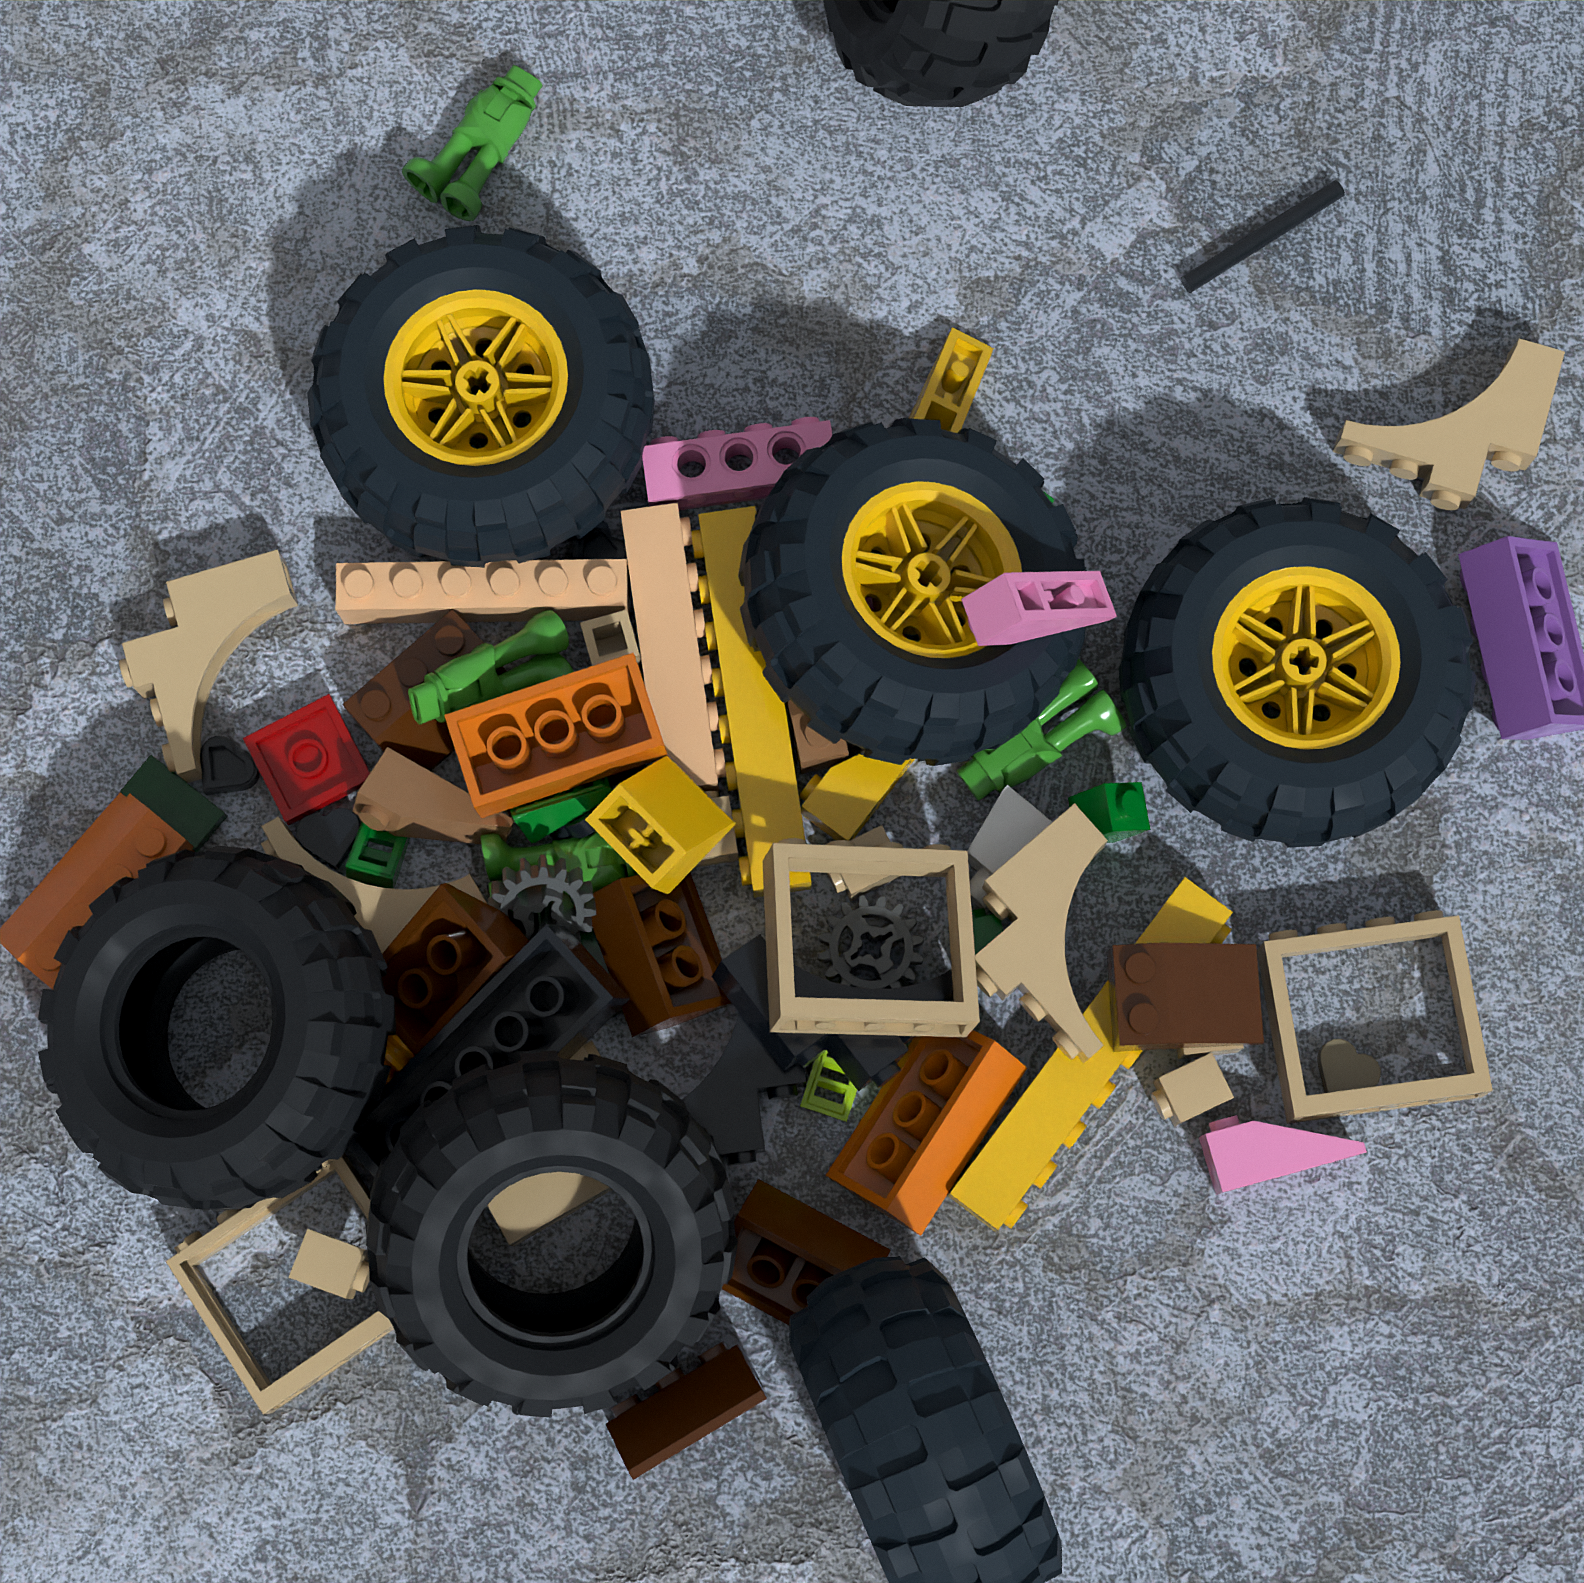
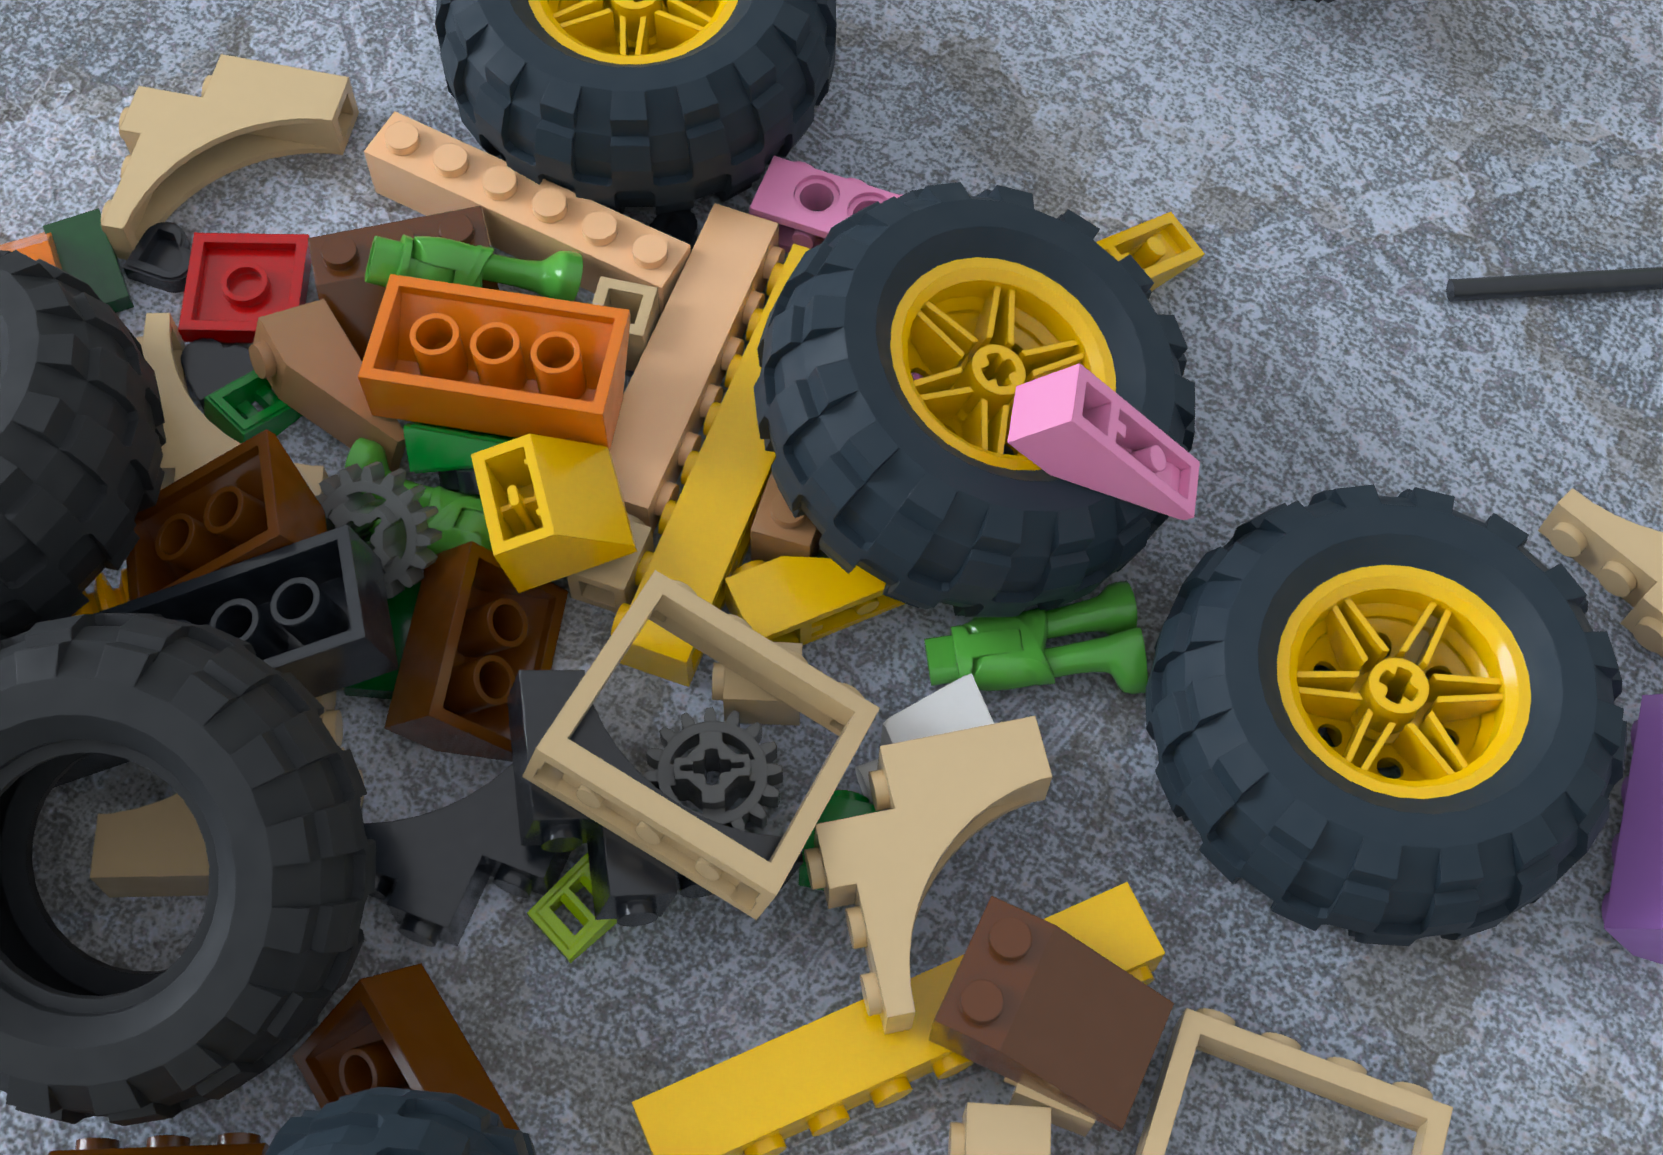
camera: 25 degrees right, 15 degrees down
(926, 1125) = (659, 1012): orange slope -> none
(1114, 809) = (1084, 767): green brick -> none

